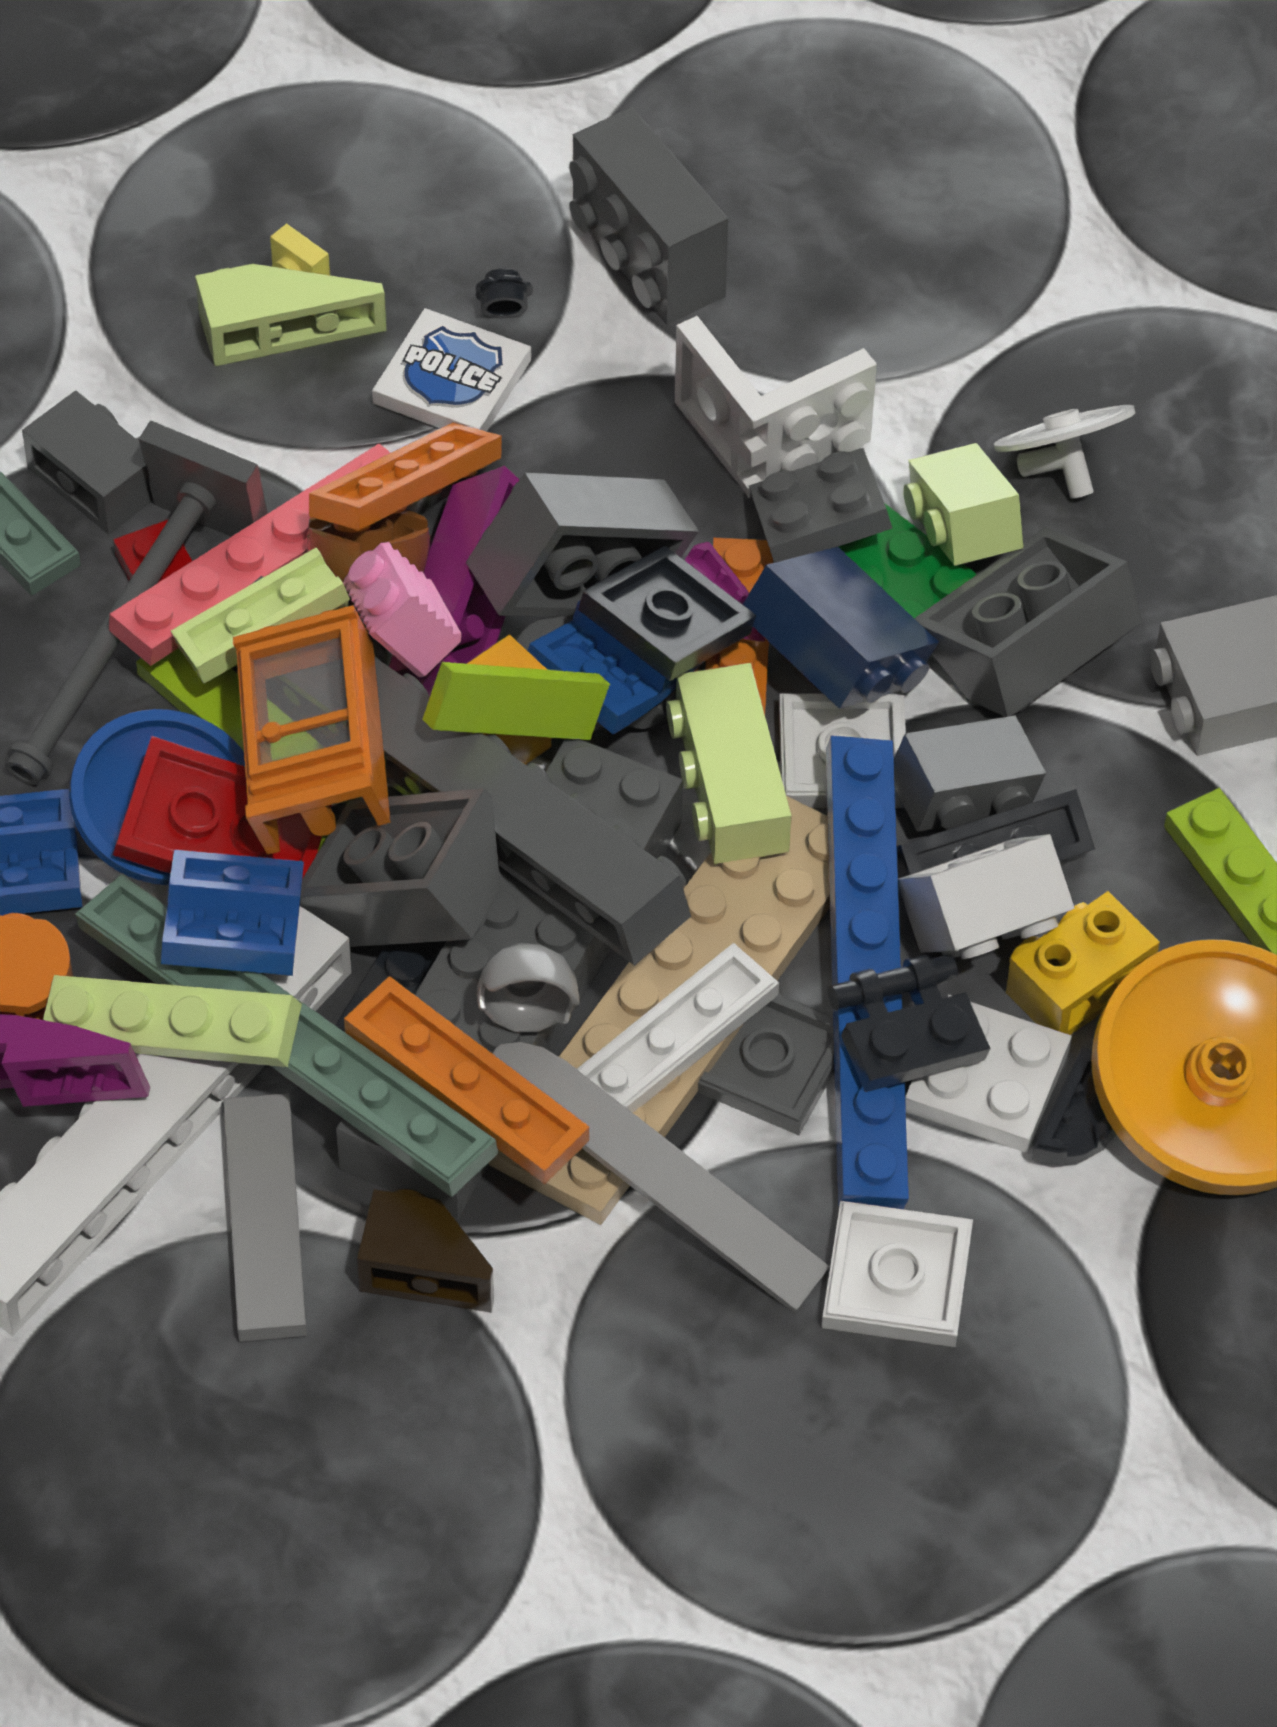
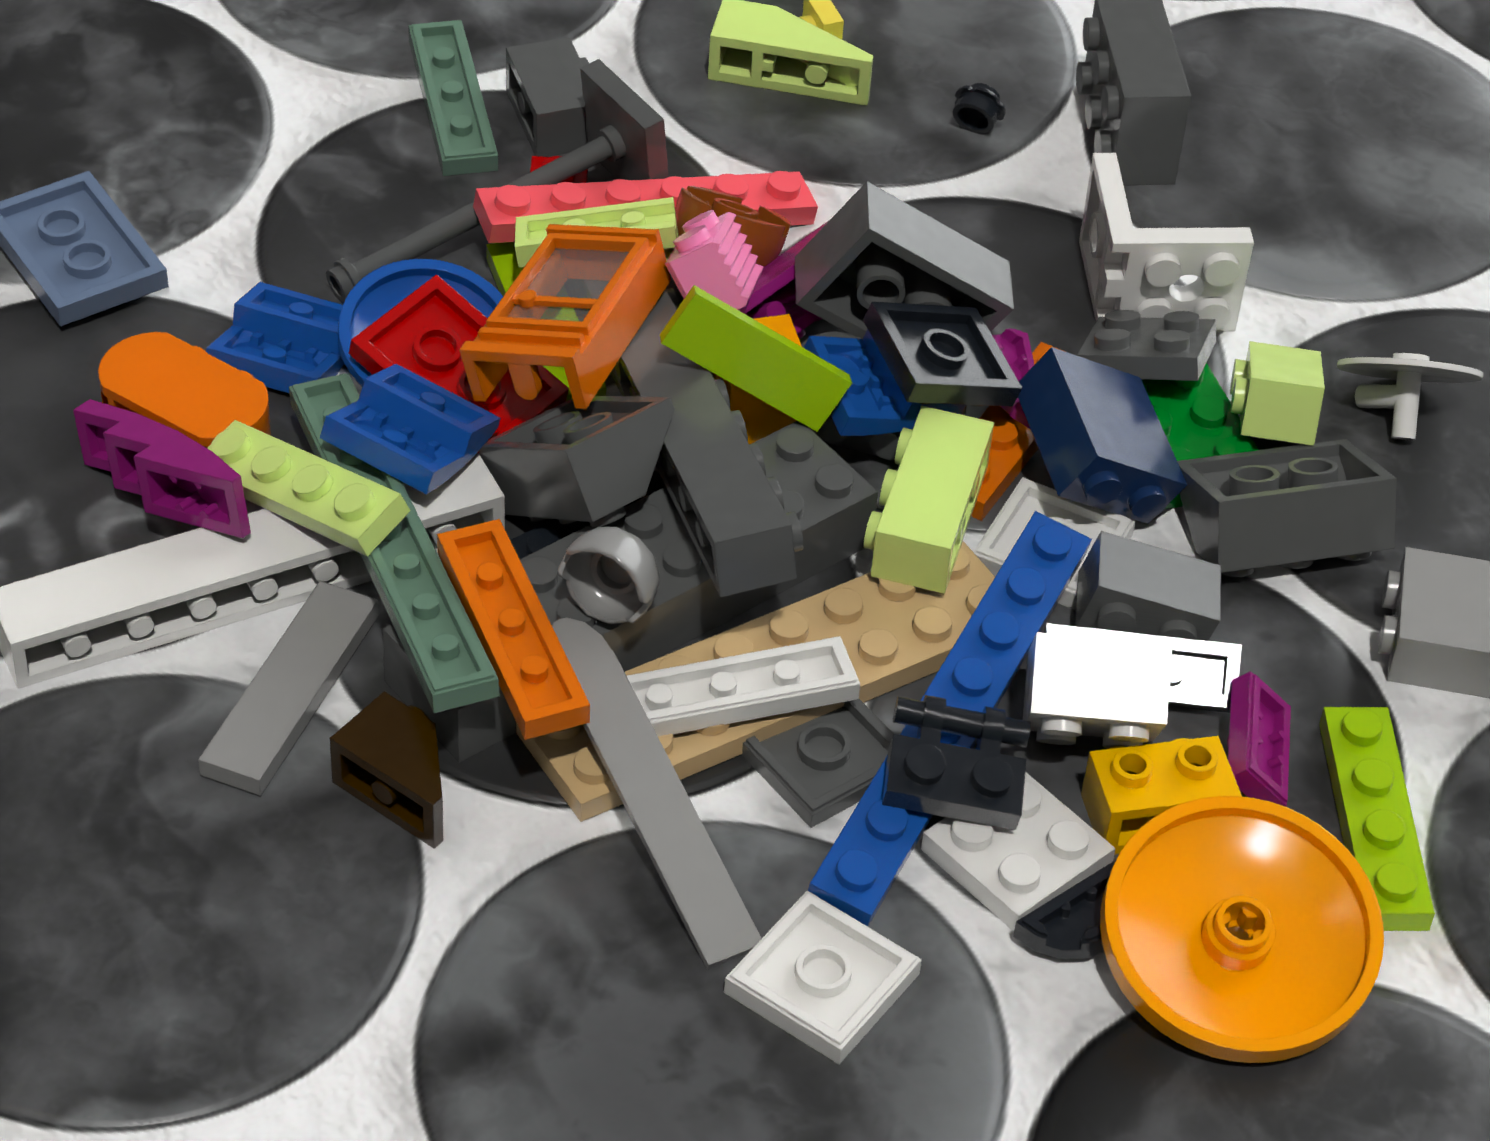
camera: 25 degrees right, 10 degrees down
(404, 477) = (773, 186): orange plate -> none
(451, 373) = (898, 149): tile -> none
(1134, 874) = (1259, 739): none -> magenta plate

